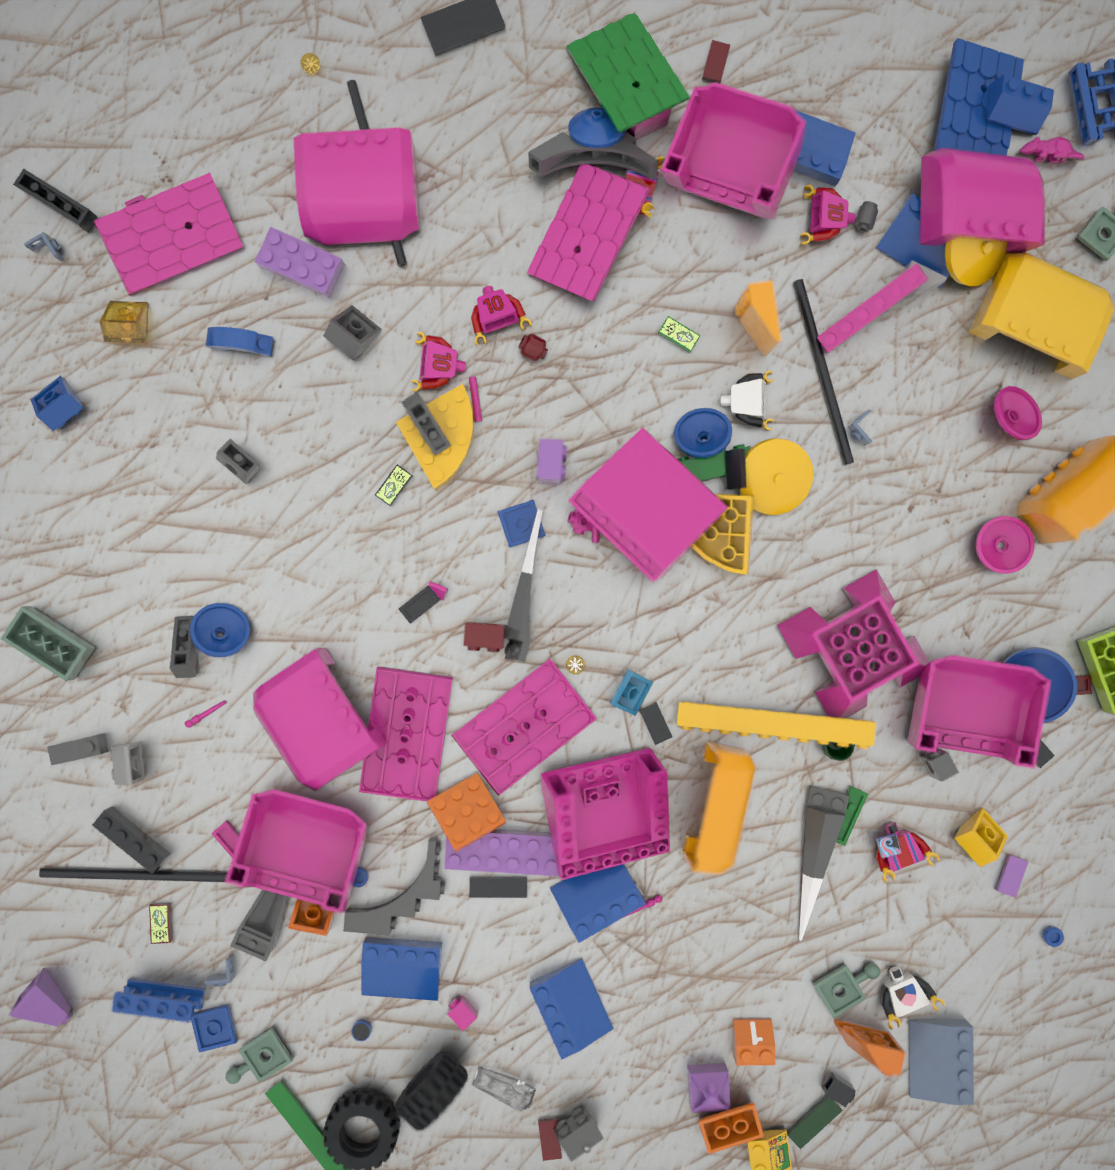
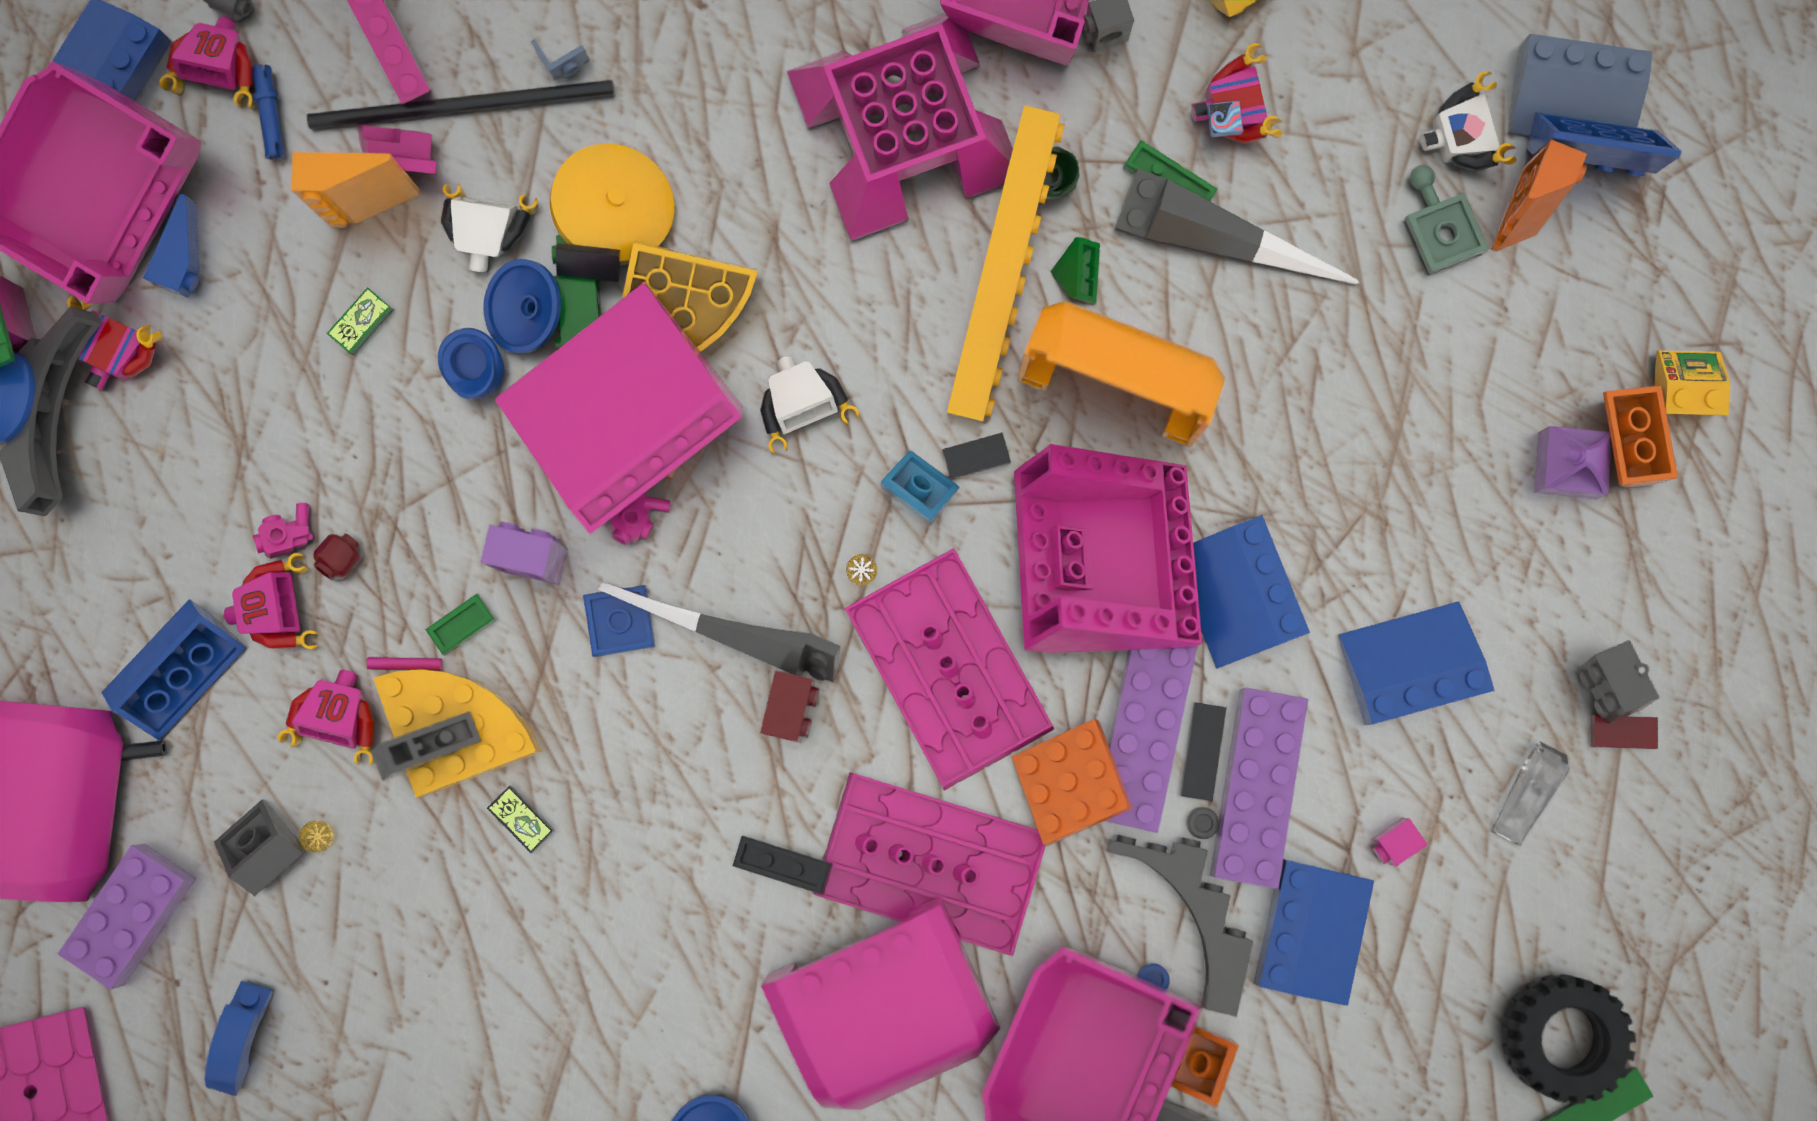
camera: 80 degrees left, 5 degrees down
(237, 461) = (434, 1071): dark grey brick -> none
(361, 1030) = (1406, 1015): black tile -> none
(364, 365) = (316, 836): none -> clear yellow tile
(391, 646) = (782, 864): none -> black tile
(419, 604) = (722, 808): black tile -> none
(431, 1091) = (1516, 909): black tyre -> none
(439, 590) = (704, 770): dark pink slope -> none
(449, 261) = (173, 670): none -> blue slope
(455, 893) = (1202, 823): none -> dark grey tile
(481, 924) = (1259, 787): none -> medium lavender brick
(504, 428) = (460, 624): none -> green tile
(539, 312) = (281, 538): none -> dark pink piece
(591, 217) = (145, 420): dark pink piece -> none
(650, 902) = (1264, 509): dark pink piece -> none
(663, 407) = (471, 363): none -> blue piece
(674, 611) = (800, 397): none -> white torso
(700, 216) = (176, 257): none -> blue slope
(753, 1042) = (1509, 380): orange slope -> none
(780, 768) = (1079, 270): none -> green slope
(791, 339) = (407, 147): none -> dark pink slope
(807, 251) = (266, 100): none -> blue pin
(814, 1121) = (1650, 305): dark green tile -> none
(839, 1089) = (1603, 257): black brick -> none
(911, 1082) = (1606, 143): none -> blue slope

